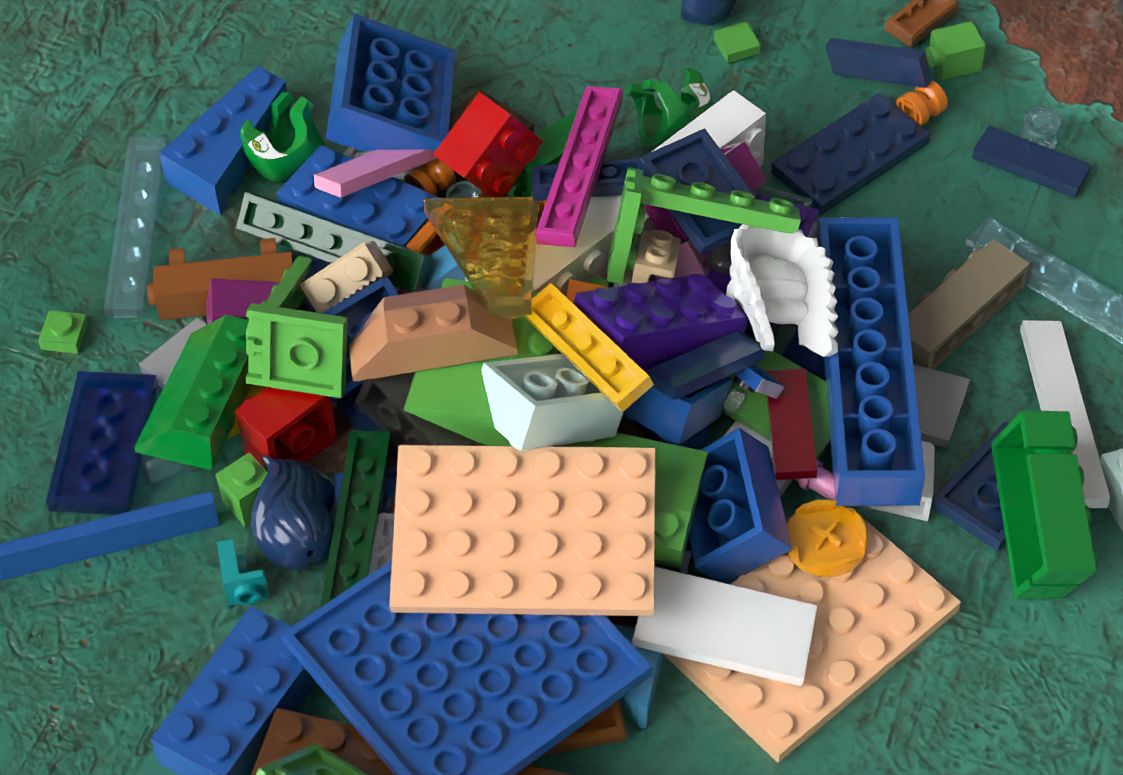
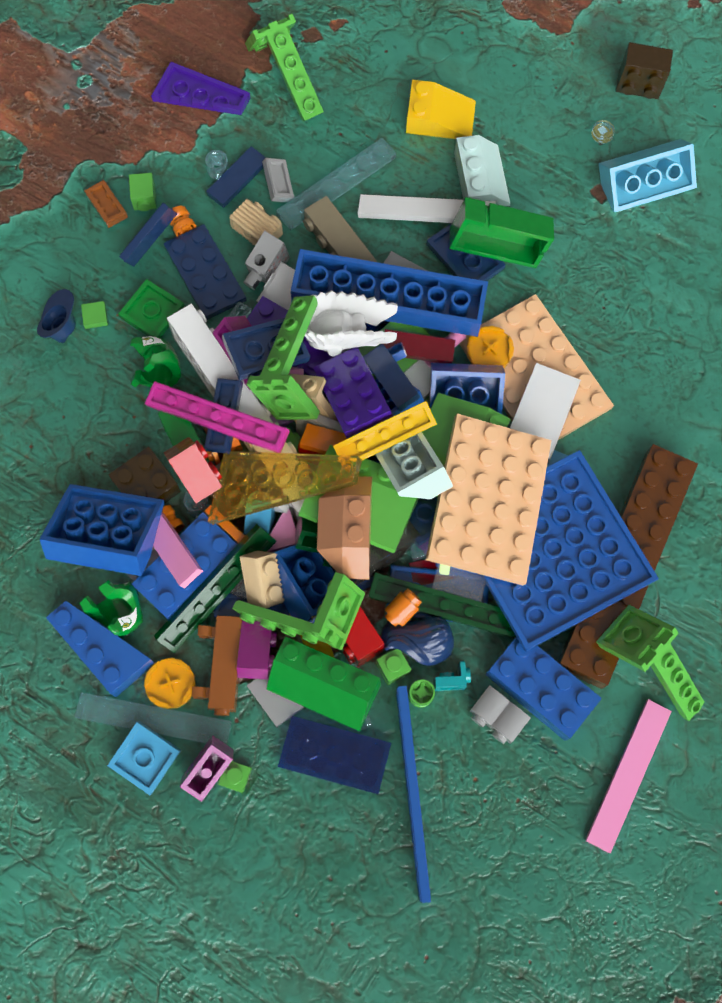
camera: 85 degrees left, 20 degrees up
(66, 282) = (207, 768): none -> magenta brick
(78, 218) = (144, 758): none -> dark azure plate
(184, 647) = (499, 715): none -> light grey brick
(196, 228) = (169, 683): none -> light orange tile
(204, 531) = (425, 692): none -> bright green wheel
(334, 468) = (402, 607): none -> orange brick
(773, 93) = (150, 308): none -> green plate
(890, 198) = (265, 259): none -> light grey torso
(950, 194) = (252, 221): none -> tan brick
(1044, 209) = (278, 180): none -> light grey tile

